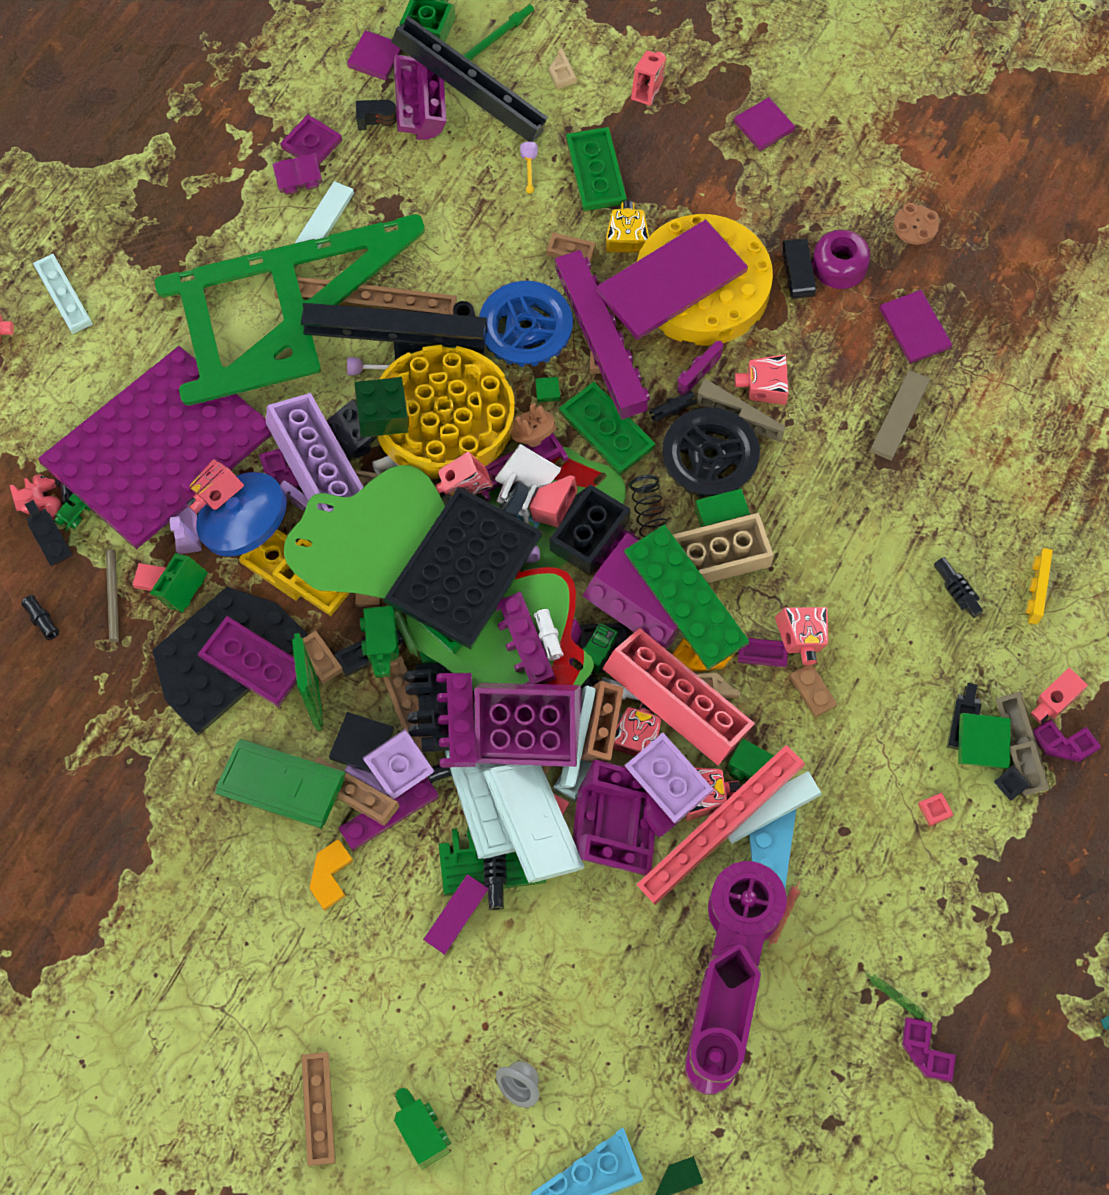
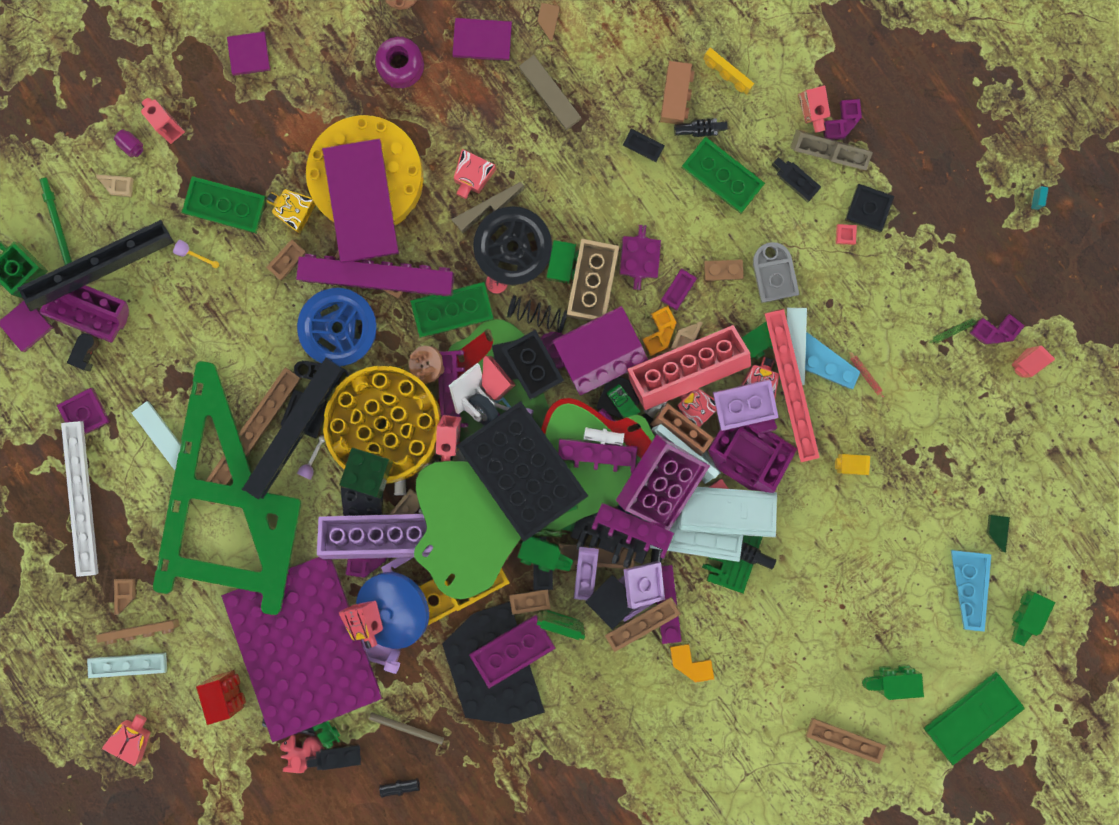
camera: 65 degrees left, 20 degrees up
(67, 384) = (221, 697): none -> red brick
(108, 291) = (130, 633): none -> medium nougat plate
(138, 257) = (123, 594): none -> medium nougat tile
(147, 576) = (407, 693): coral tile -> none
(179, 582) = (424, 678): green hinge -> none
(220, 173) = (79, 498): none -> white plate
(280, 783) = (612, 670): green piece -> none
(297, 174) = (111, 439): magenta brick -> none
(383, 696) = (586, 573): none -> lavender tile
(455, 914) = (762, 592): magenta tile -> none
(519, 1083) = (893, 603): light grey hat -> none
(547, 389) = (397, 337): green tile -> none
(609, 60) = (128, 143): none -> magenta brick
(656, 460) = (495, 287): none -> coral piece
(665, 945) = (852, 464): none -> yellow slope
(672, 406) = (458, 253): black pin -> none
(686, 597) = (623, 325): green plate -> none
(699, 368) = (436, 215): magenta hinge -> none
(744, 913) = (911, 442): magenta arm -> none
(773, 591) = (640, 257): none -> magenta plate
(798, 268) = (391, 98): black beam -> none
(804, 631) = (682, 254): coral torso -> none
(840, 748) = (775, 275): none -> light grey plate
(902, 538) = (643, 145): none -> black tile
(911, 1107) = (1032, 361): none -> coral slope
(920, 637) = (723, 175): none -> green plate
(977, 380) = (548, 19): none -> medium nougat tile
(981, 542) = (676, 93): none -> nougat brick
(982, 821) = (869, 208): none -> black tile
(984, 741) = (820, 176): green tile -> none
(1012, 783) = (855, 173): black tile -> none

